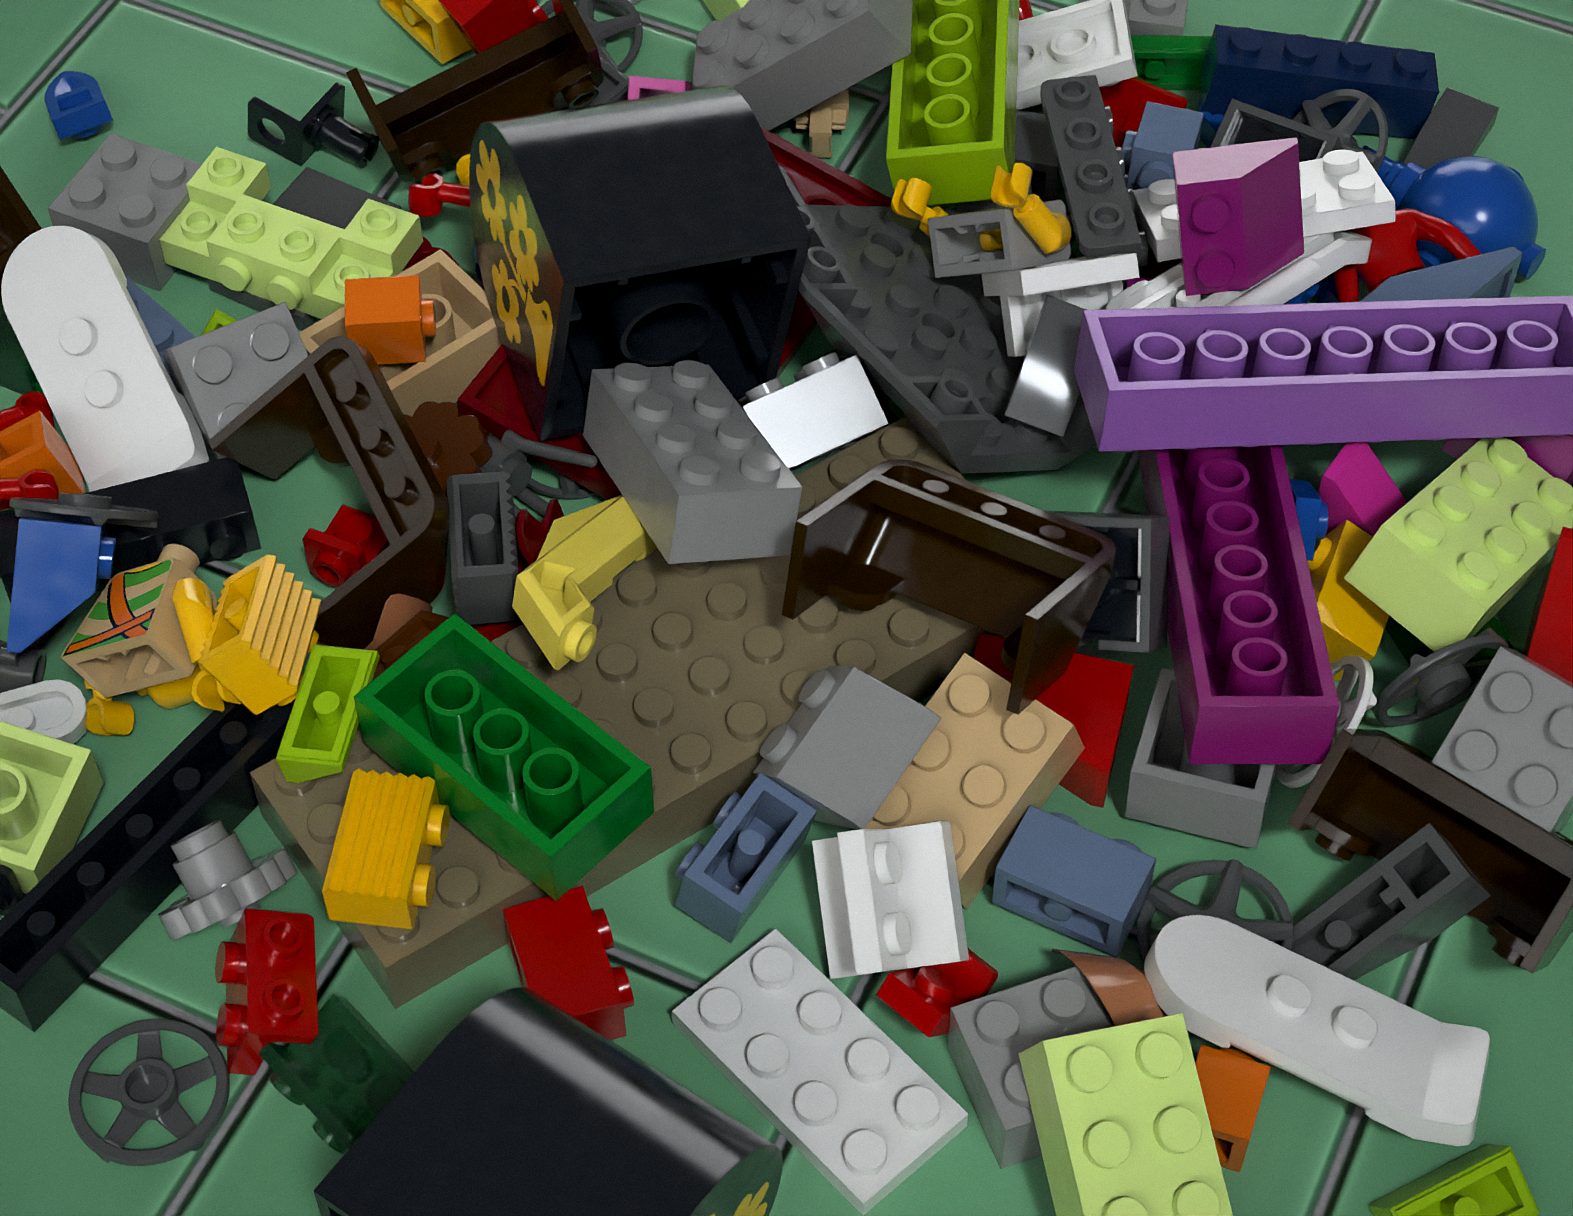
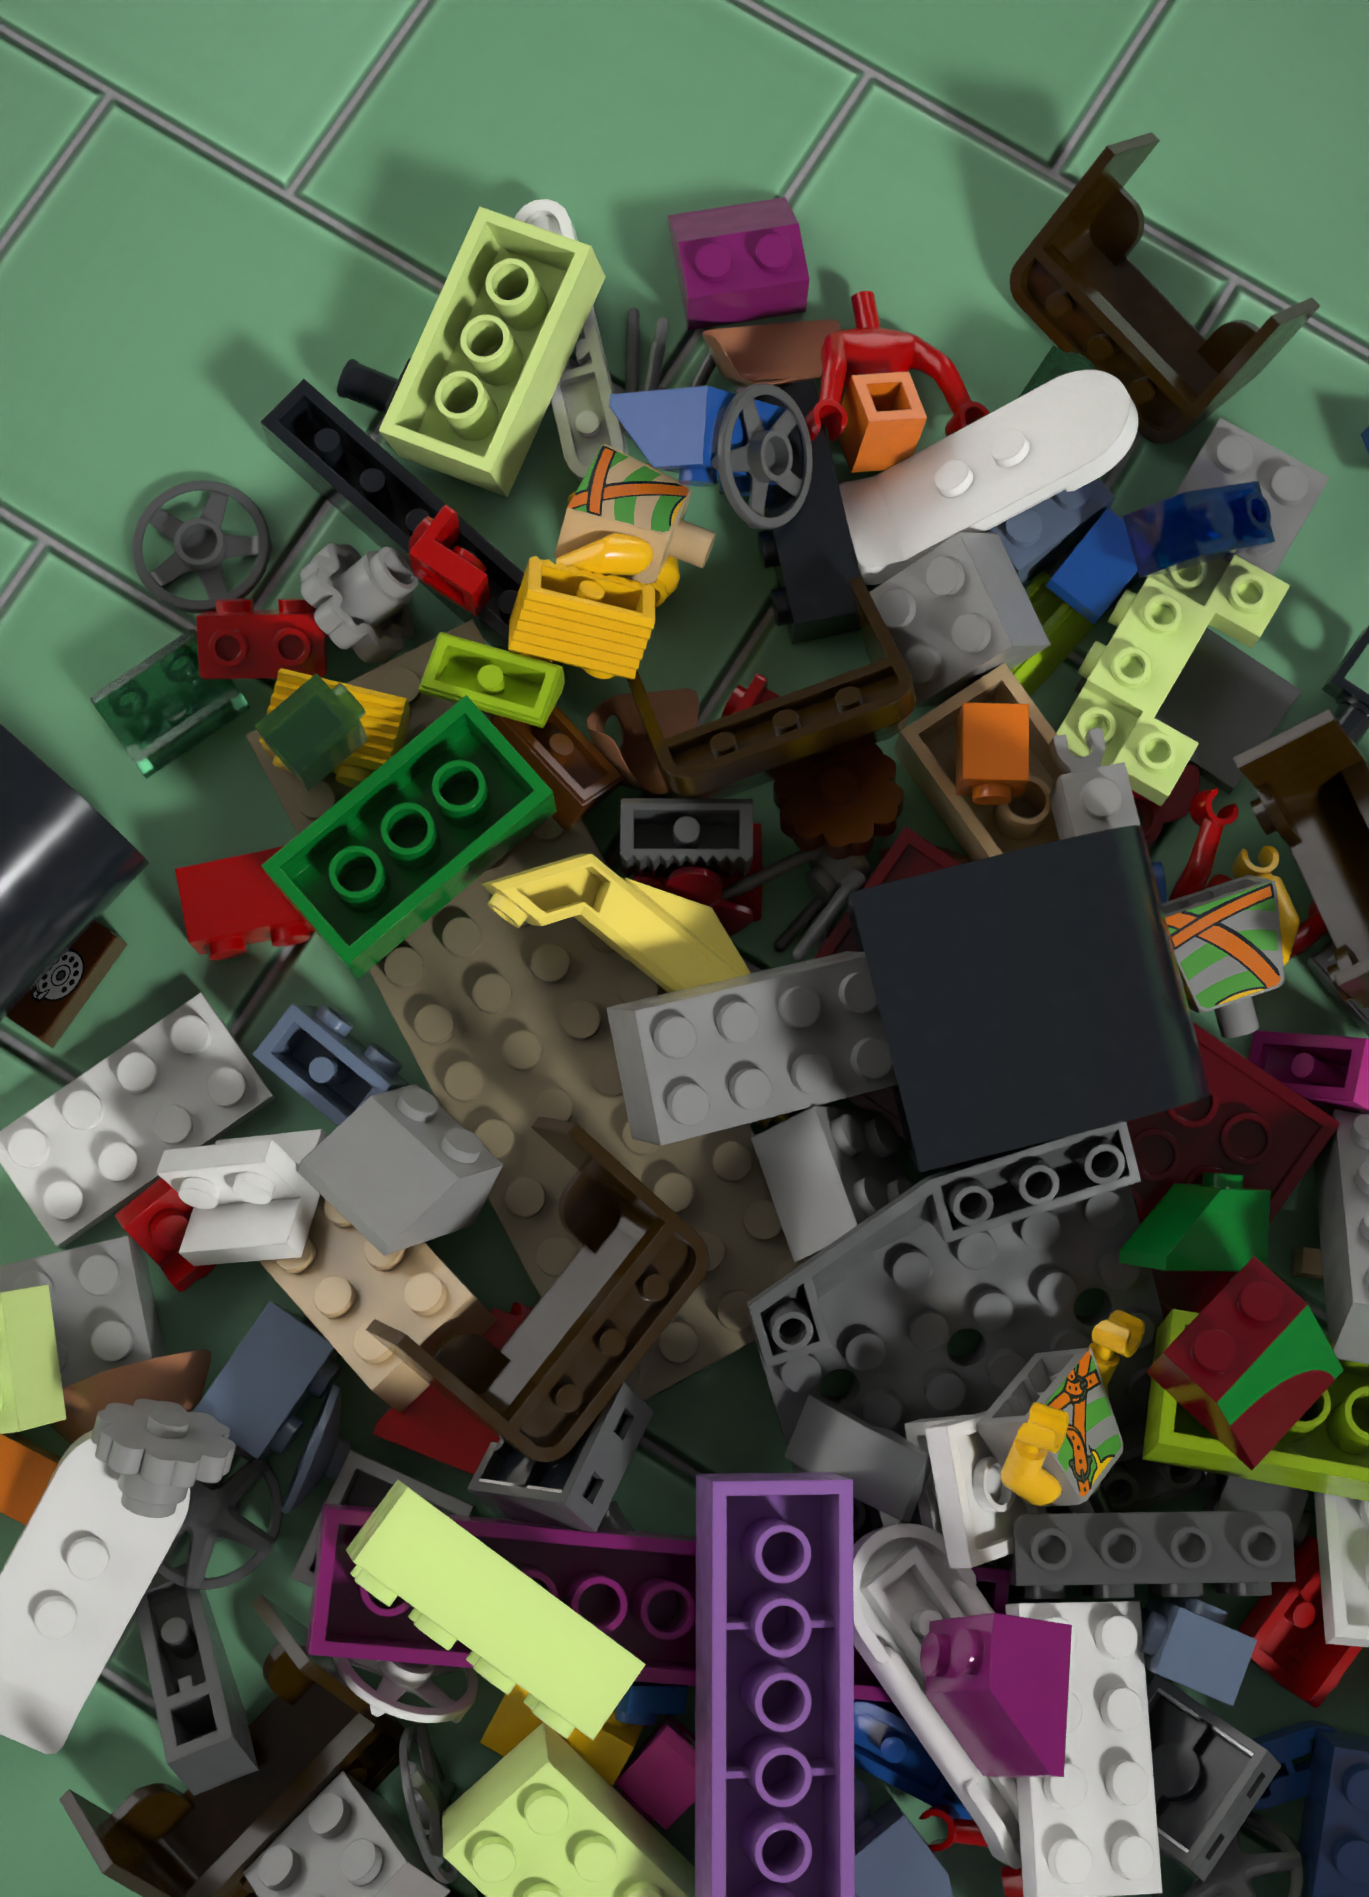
camera: 95 degrees right, 25 degrees up
(166, 193) = (1199, 527): none -> clear blue slope
(190, 285) = (1097, 569): none -> blue slope
(201, 774) = (452, 573): none -> red bracket
(401, 822) = (314, 730): none -> clear green brick
(435, 245) = (1090, 794): none -> light grey brick
(816, 159) = (1203, 1227): none -> green slope
(919, 97) = (1249, 1363): none -> dark red slope
(1143, 813) = (322, 1455): none -> sand blue dish
(1173, 907) = (160, 1452): none -> light grey plant
(1259, 544) = (494, 1610): none -> yellowish green brick

